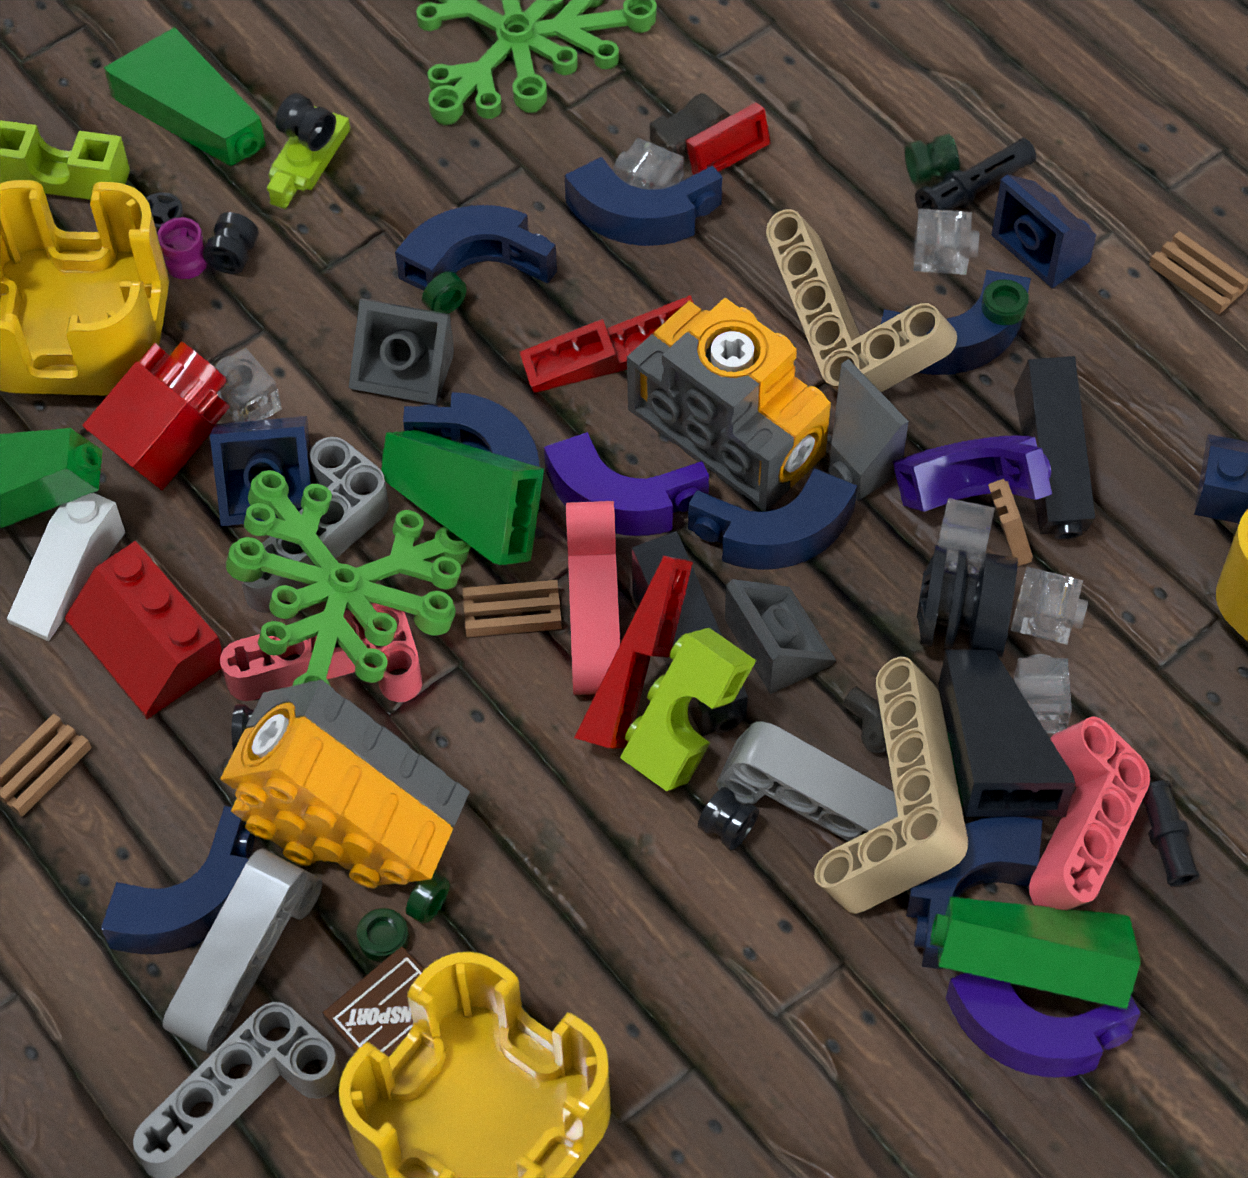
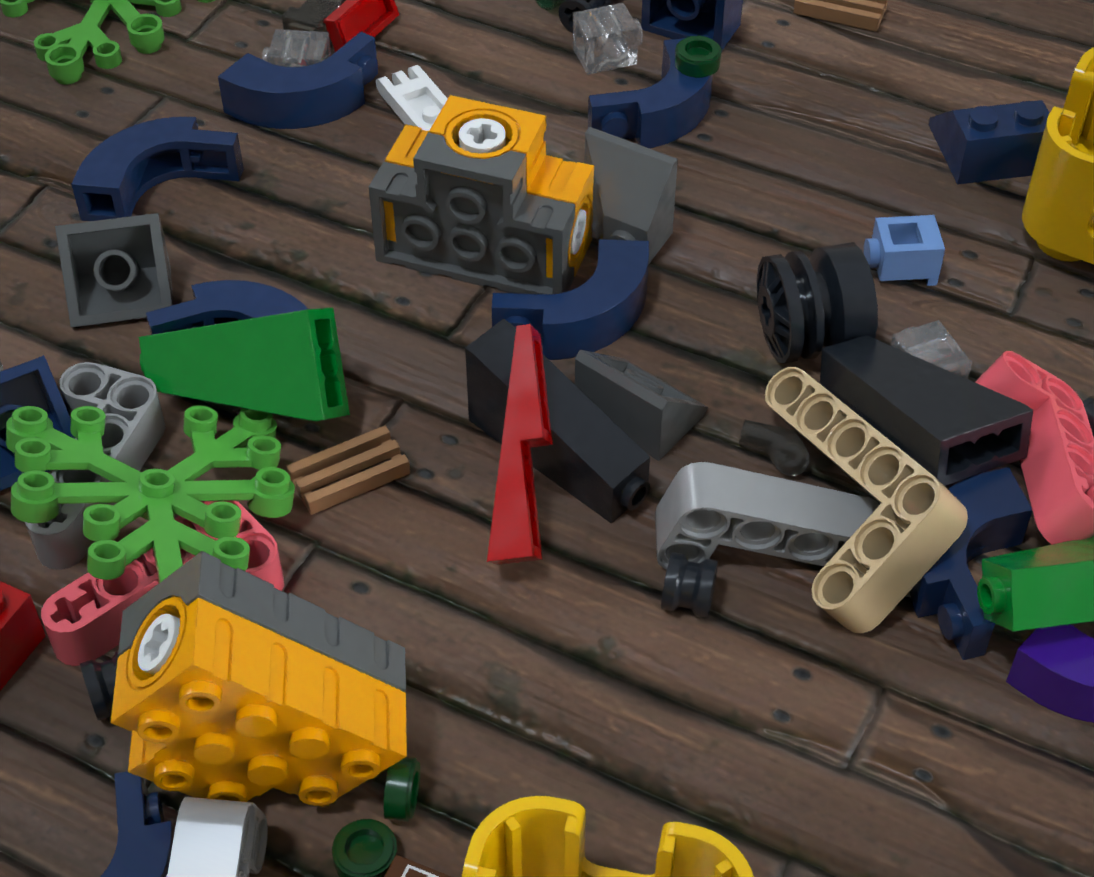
camera: 25 degrees left, 10 degrees down
(444, 293) = (138, 202): dark green tile -> none
(591, 349) = (315, 218): red slope -> none
(592, 592) = (432, 422): coral beam -> none
(640, 505) = (410, 334): dark purple arch -> none
(663, 740) = (582, 531): lime arch -> none
(739, 265) = (414, 99): none -> white hinge
(814, 283) = (622, 104): tan beam -> none
(965, 528) = (760, 241): clear brick -> none
(968, 468) = (756, 192): dark purple arch -> none
(1010, 521) = (809, 225): medium nougat tile -> none
(1049, 606) = (897, 287): clear brick -> none
(1052, 413) = (809, 156): black slope -> none
(1097, 565) = (906, 248): none -> medium blue brick

